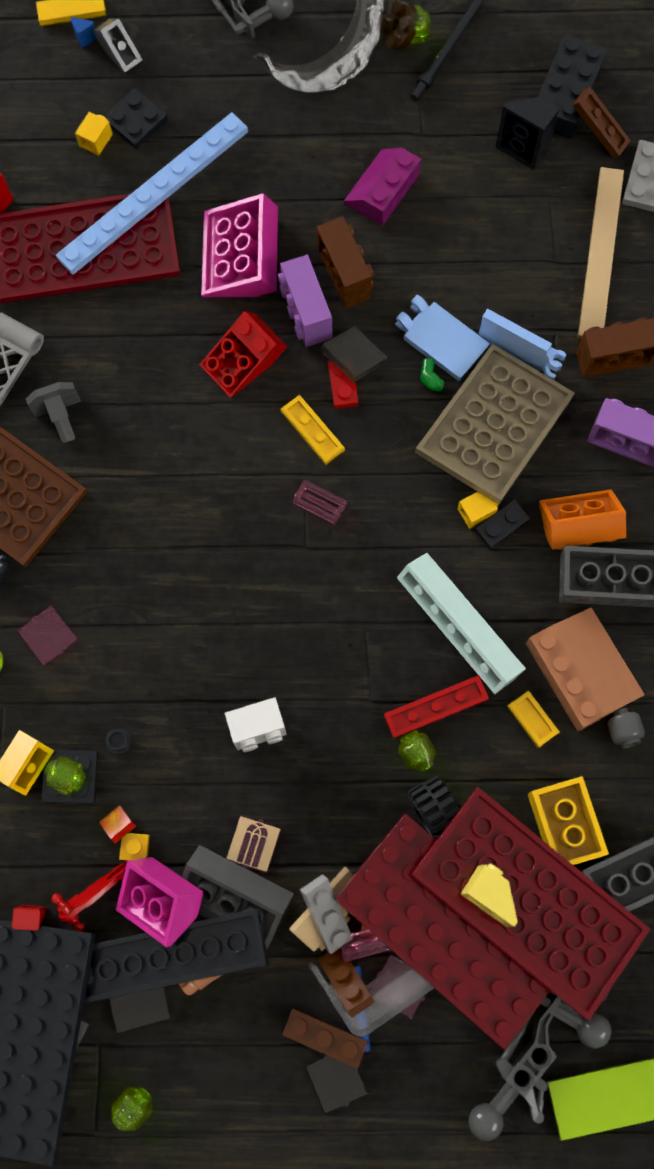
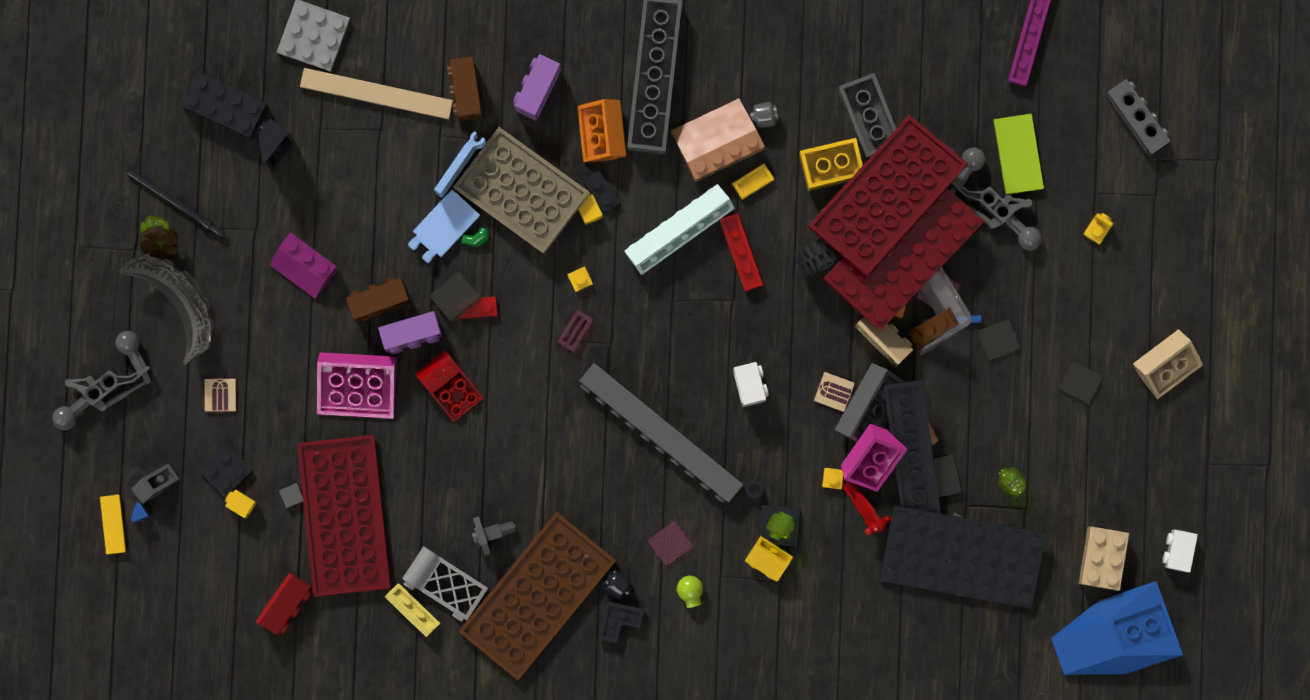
camera: 90 degrees left, 10 degrees up
(28, 917) = (879, 554): red slope -> none
(105, 187) = (291, 495): none -> dark grey tile
(117, 824) = (816, 490): tile -> none
(151, 193) = (302, 454): light blue plate -> none
(188, 615) = (661, 433): none -> dark grey brick
(220, 104) = (220, 395): none -> piece
(312, 429) = (515, 333): yellow tile -> none
(325, 1038) = (970, 345): reddish brown plate -> none
(326, 914) = (889, 338): light grey plate -> none
(362, 945) = (909, 316): clear pink tile -> none
(386, 504) = (580, 279): none -> yellow plate
(417, 750) = (773, 268): clear neon green head -> none
(491, 894) = (882, 222): light yellow slope -> none
(601, 122) = (265, 82): reddish brown plate -> none

